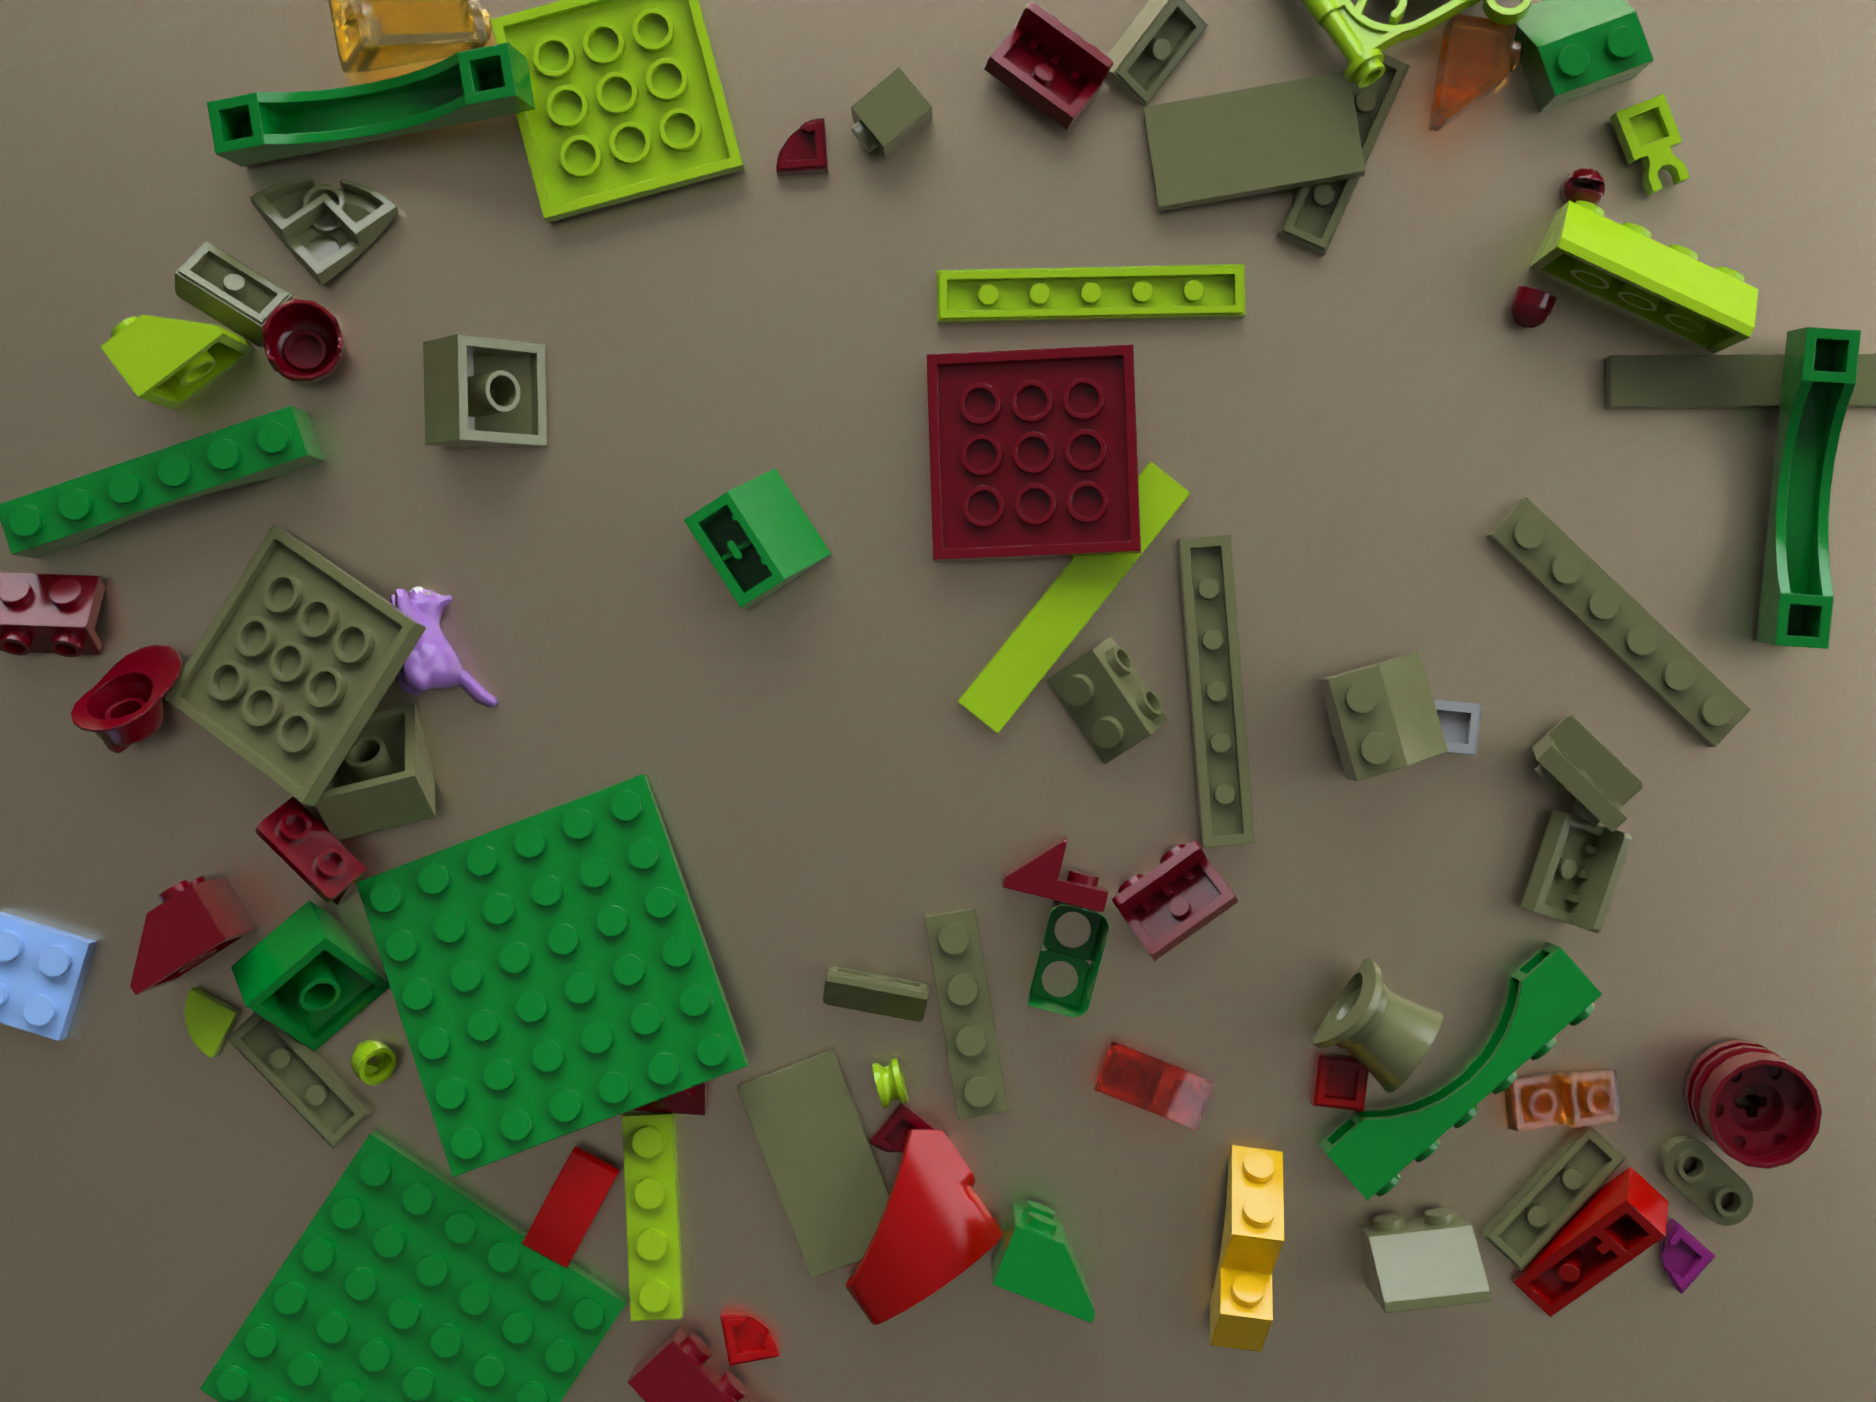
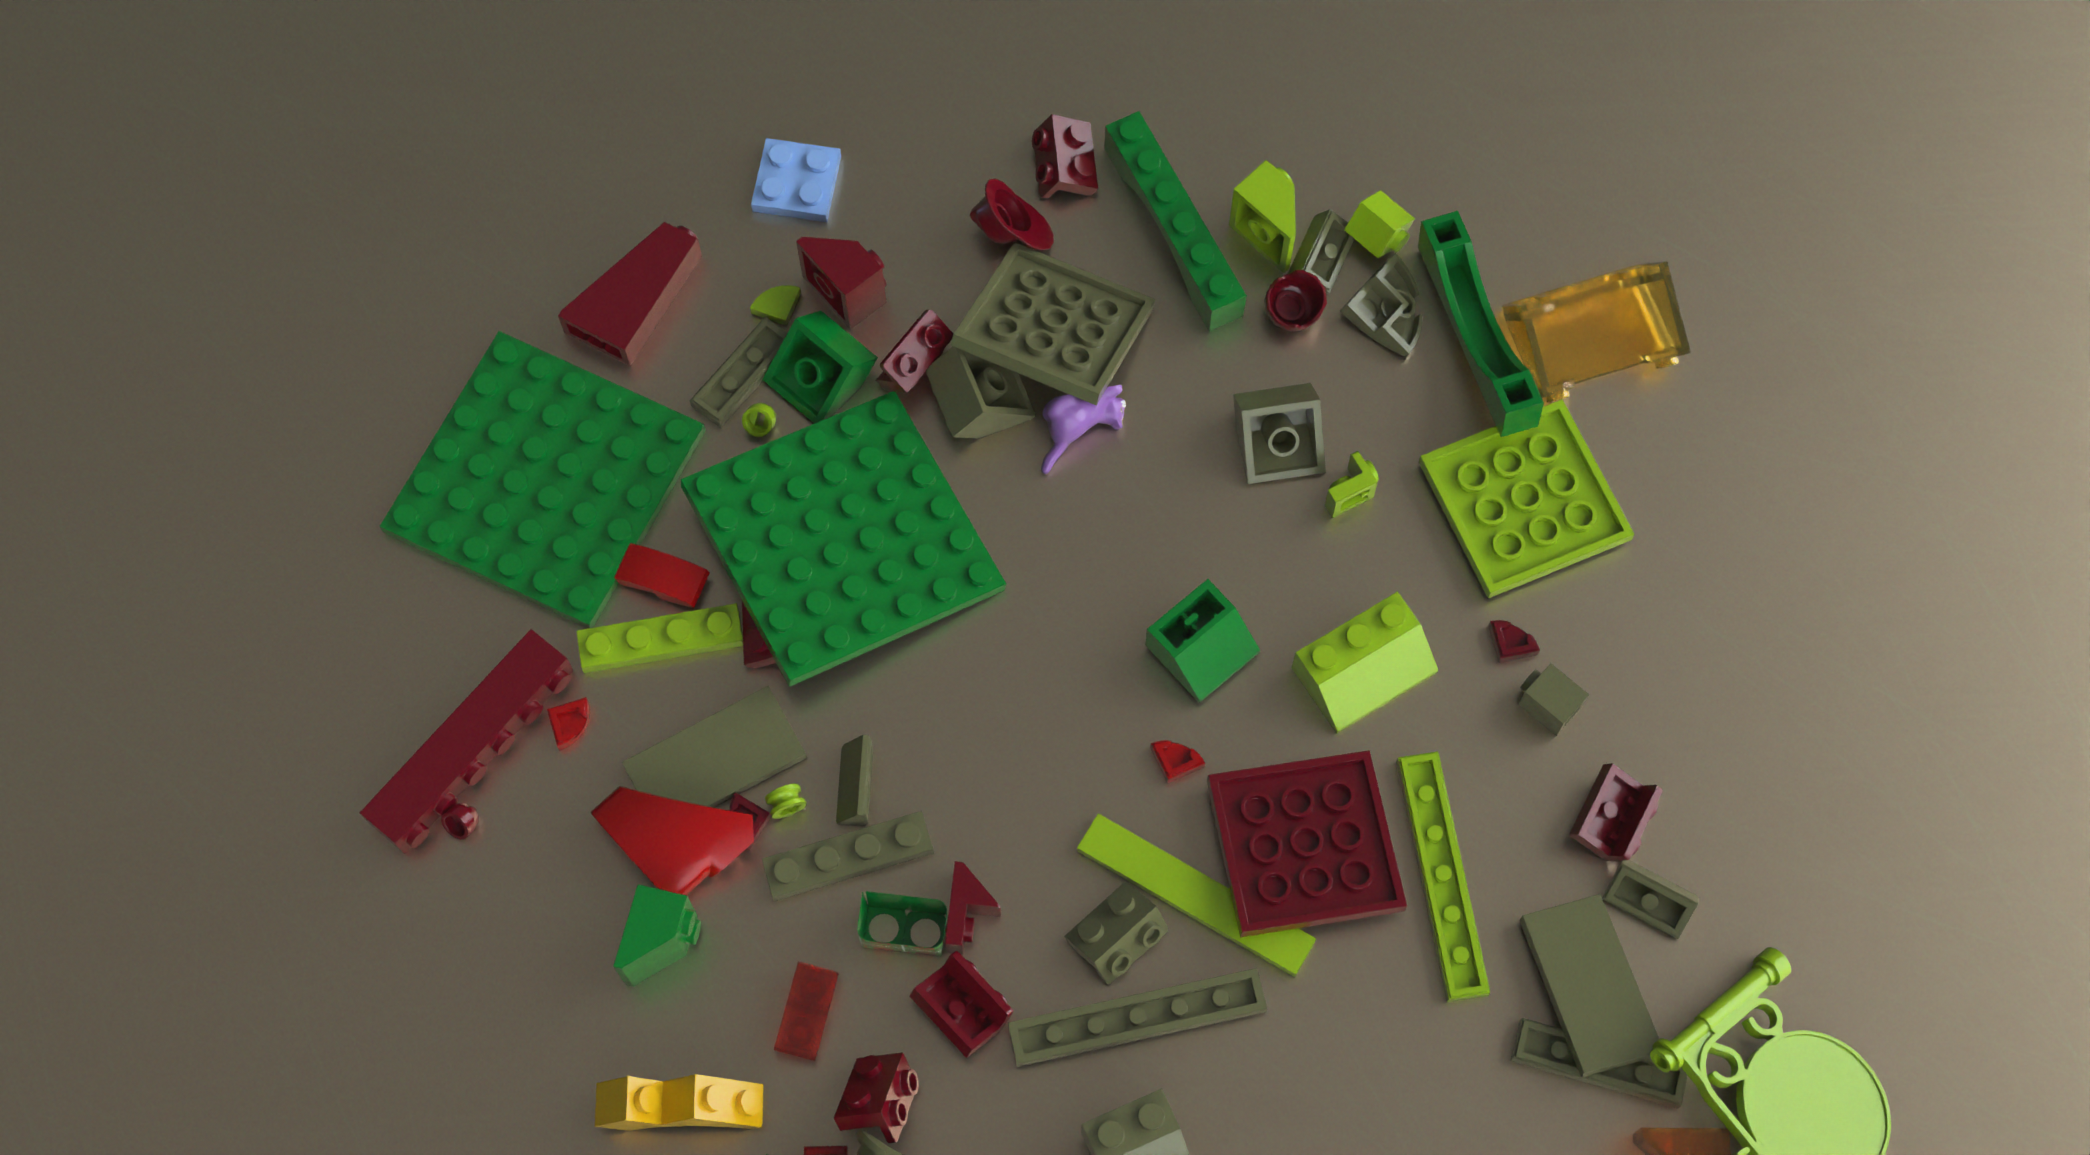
camera: 85 degrees right, 20 degrees down
(169, 1207) = (634, 294): none -> dark red slope
(207, 209) = (1380, 225): none -> lime brick
(579, 319) = (1353, 491): none -> lime bracket
(811, 337) = (1365, 662): none -> lime slope
(899, 594) = (1176, 759): none -> red tile
(1274, 1014) = (878, 1095): none -> dark red bracket

